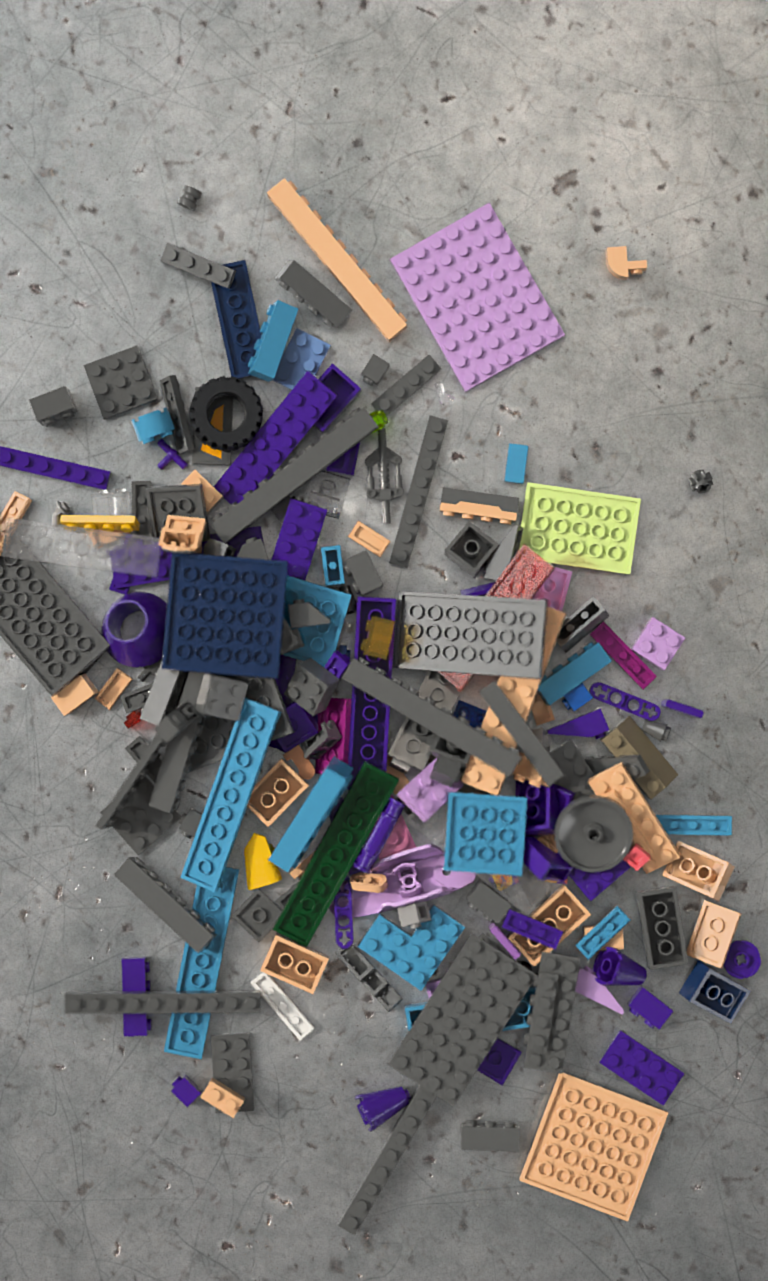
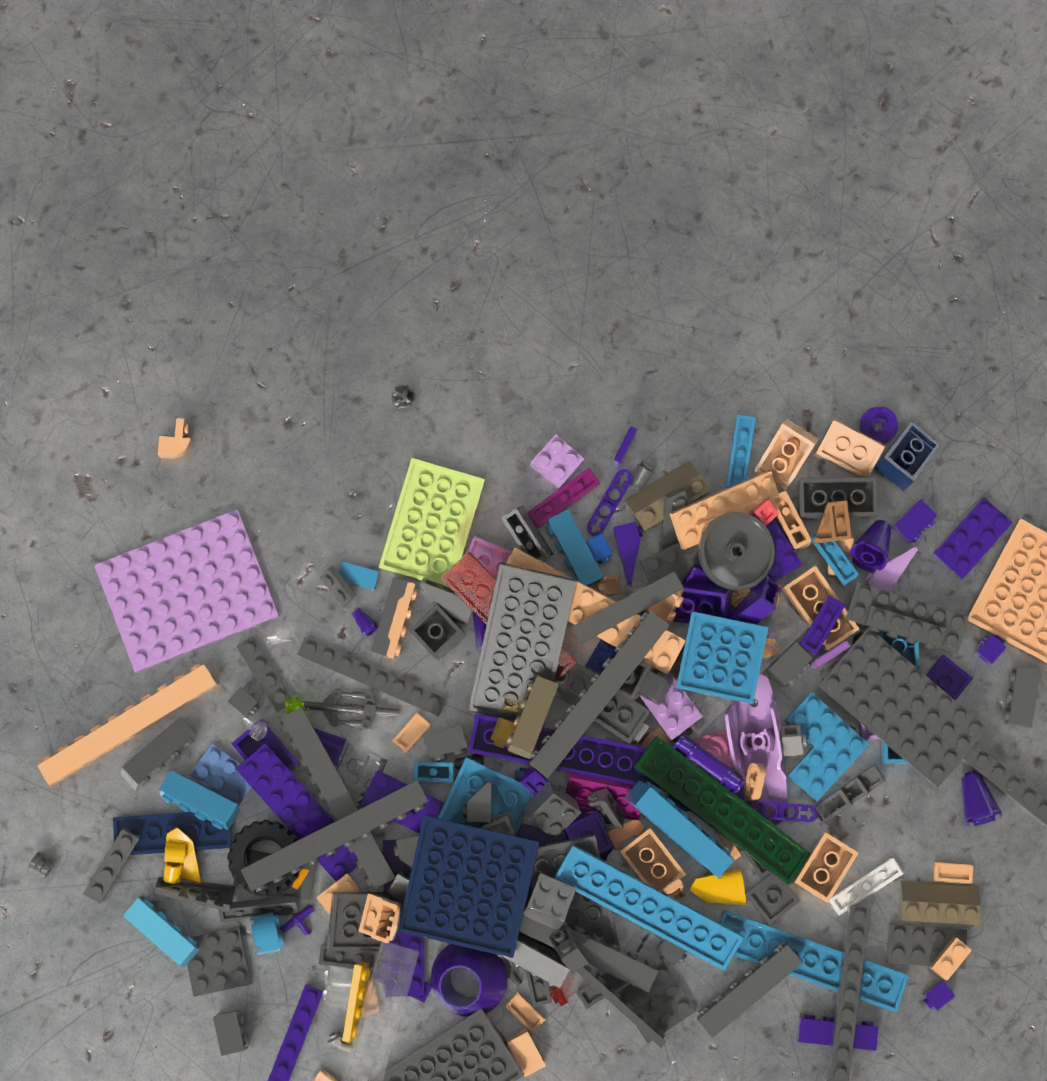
camera: 80 degrees left, 5 degrees down
(140, 324) = (161, 932): none -> medium azure brick
(183, 354) = (205, 894): none -> dark grey wing
(214, 331) = (180, 858): none -> yellow panel
(251, 818) = (675, 889): none -> light nougat tile
(255, 476) = (334, 835): none -> dark grey brick
(275, 1080) = (939, 903): none -> dark tan slope
(307, 1089) = (953, 872): none -> light nougat tile
(348, 387) = (257, 730): none -> clear plate
(398, 654) = (533, 717): none -> dark tan brick
(471, 476) = (365, 623): none -> dark purple cone
(502, 445) = (338, 586): none -> dark grey plate
(533, 1099) = (990, 648): none -> dark purple brick
(631, 883) = (790, 522): none -> light nougat slope
(635, 927) = (834, 523): none -> medium nougat wing

